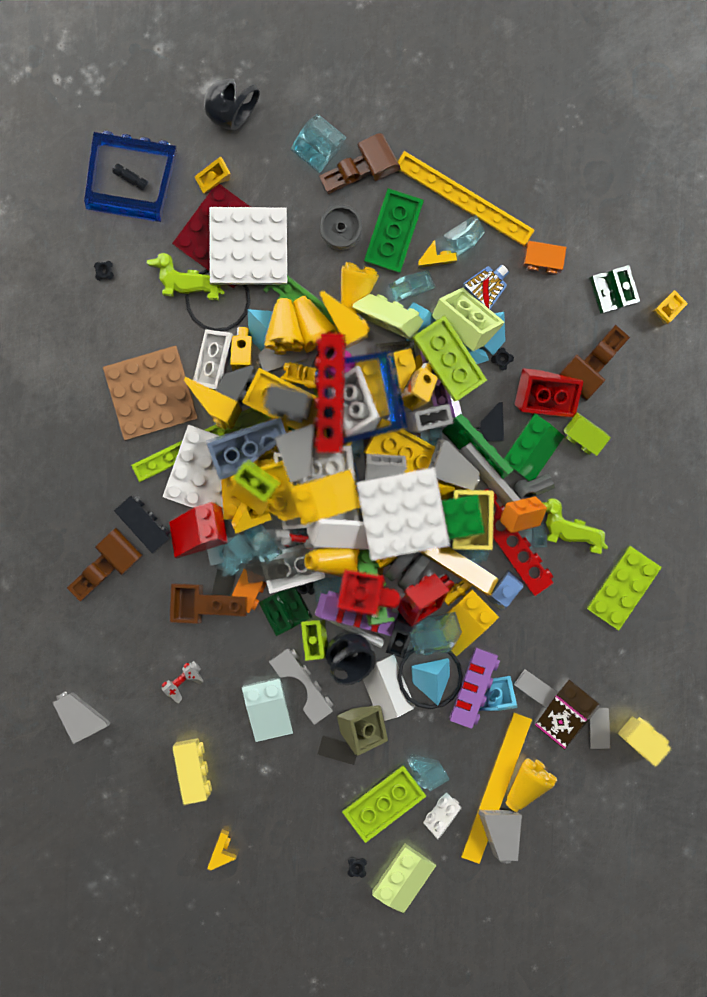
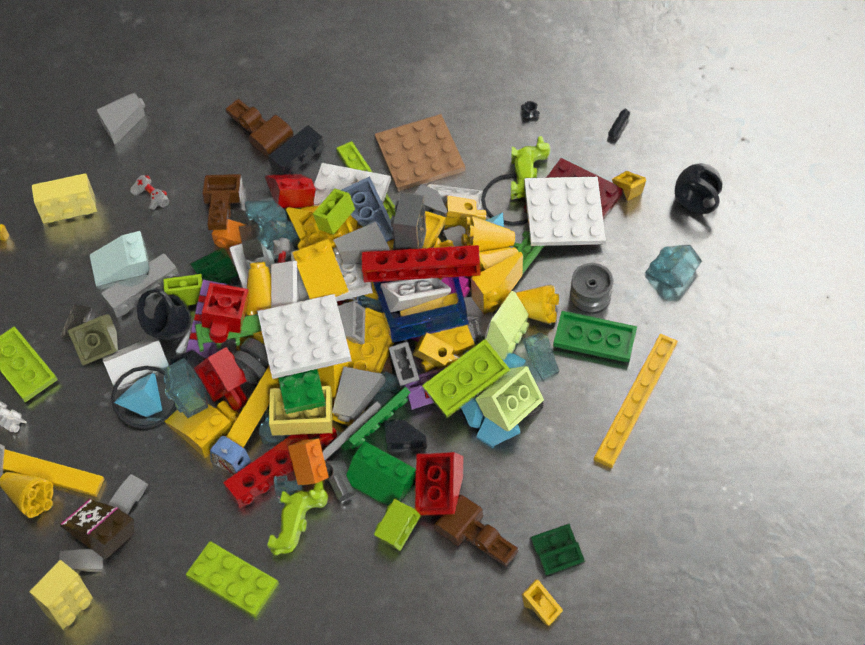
camera: 90 degrees right, 30 degrees down
(123, 205) = (592, 143): clear blue windscreen -> none
(220, 407) = (409, 184): yellow slope -> none
(375, 160) = (661, 314): reddish brown plate -> none
(430, 770) = (49, 400): clear light blue slope -> none
(431, 258) = (572, 372): yellow slope -> none
(465, 235) = (598, 398): clear light blue slope -> none
(473, 688) = (131, 436): medium lavender brick -> none
(487, 285) = (546, 422): torso -> none
(500, 695) = (121, 464): medium azure slope -> none
(507, 358) = (473, 438): black plate -> none
(544, 257) = (584, 476): orange brick -> none

